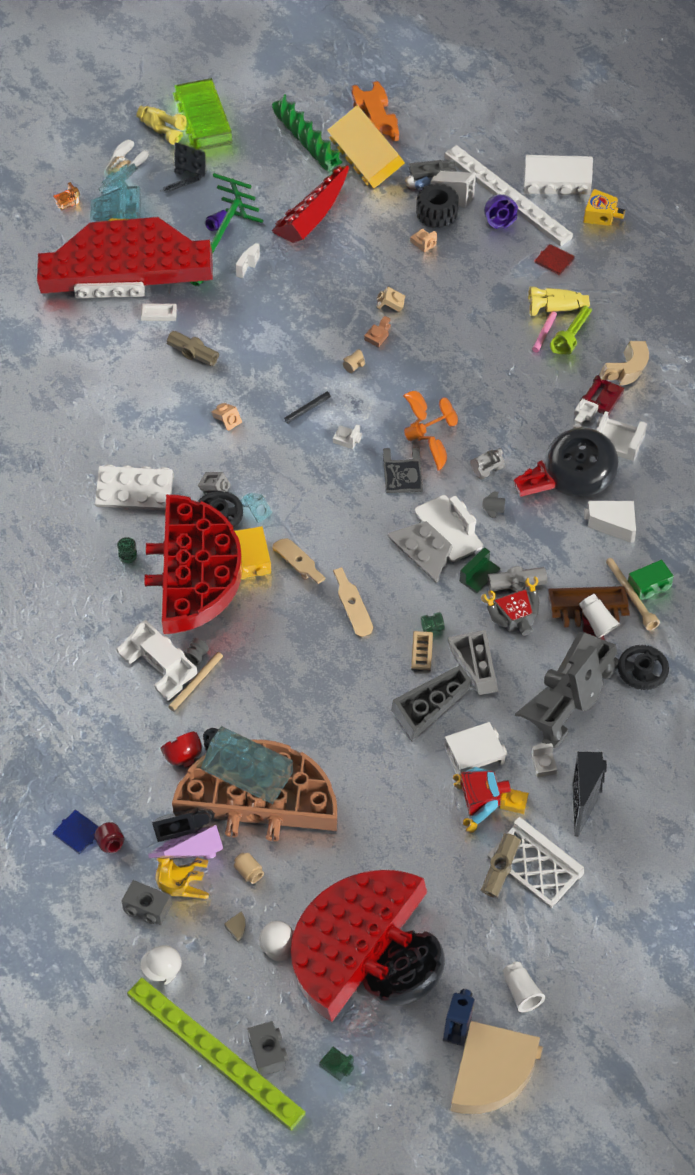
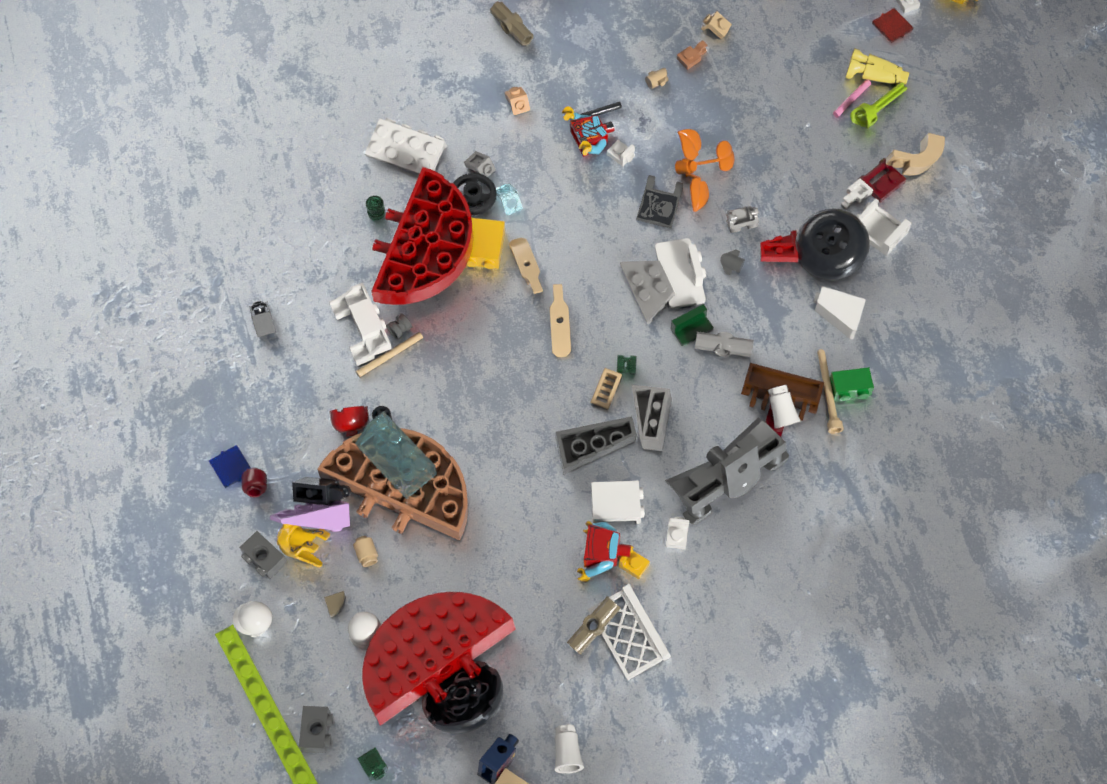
camera: 20 degrees right, 10 degrees up
(54, 683) = (262, 318): none -> slope
(308, 425) = (588, 131): none -> torso
(516, 609) = (709, 375): torso -> none
(586, 786) = (704, 573): black slope -> none
(643, 674) = (811, 486): black wheel -> none

